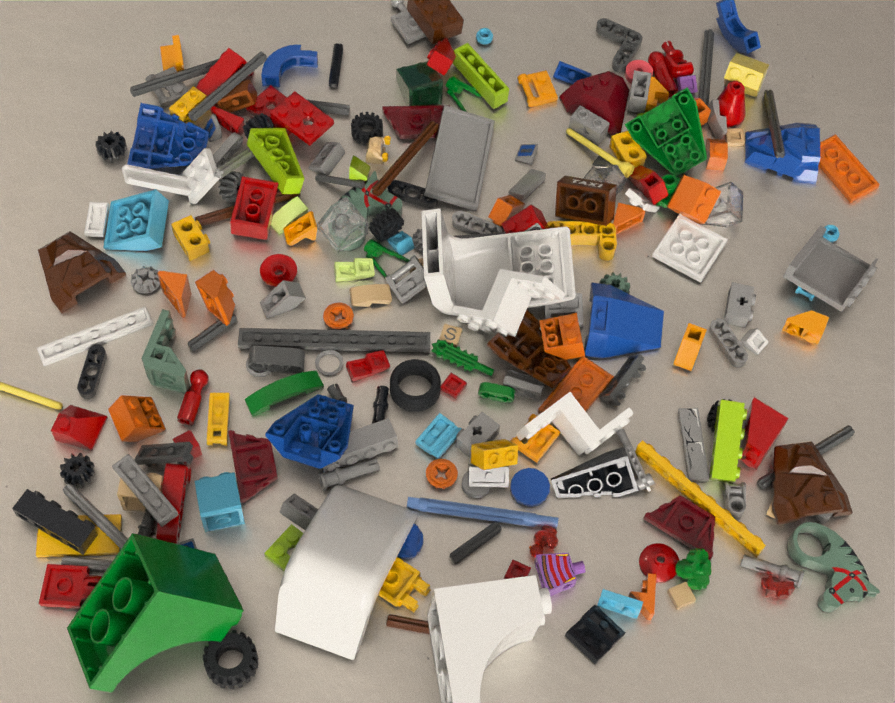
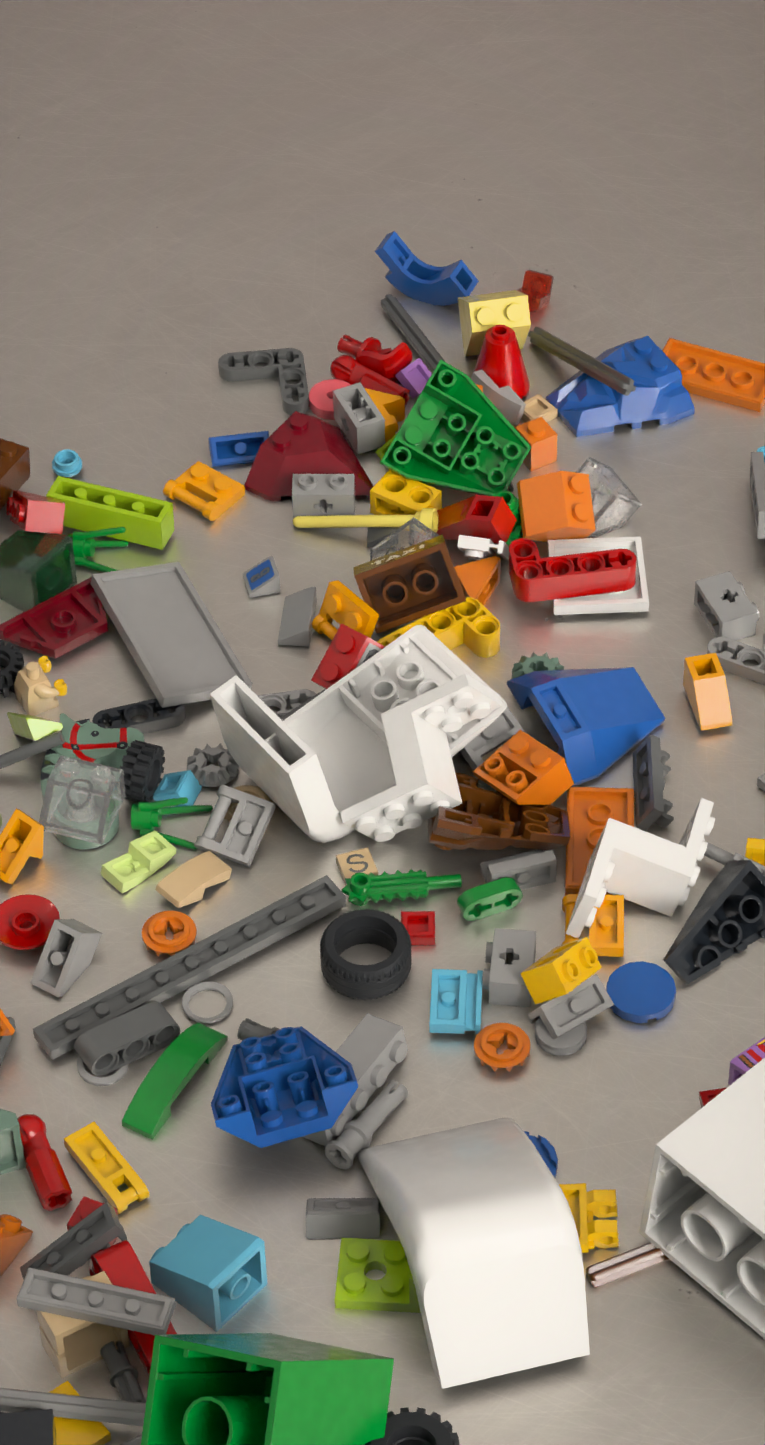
camera: 30 degrees left, 15 degrees down
(252, 463) = (209, 1187): dark red wing -> none
(368, 366) = (272, 972): red slope -> none
(380, 404) = (334, 1009): black pin -> none
(405, 158) = (94, 672): reddish brown axle -> none
(475, 542) = (627, 1105): dark grey axle -> none
(481, 512) = (602, 1061): medium blue piece -> none
(505, 208) = (298, 666): orange slope -> none
(544, 538) = (720, 1041): clear red animal -> none
(545, 197) = (344, 608): none -> light orange plate
(694, 251) = (568, 575): none -> red beam
(786, 69) = (538, 288): none -> clear red bracket

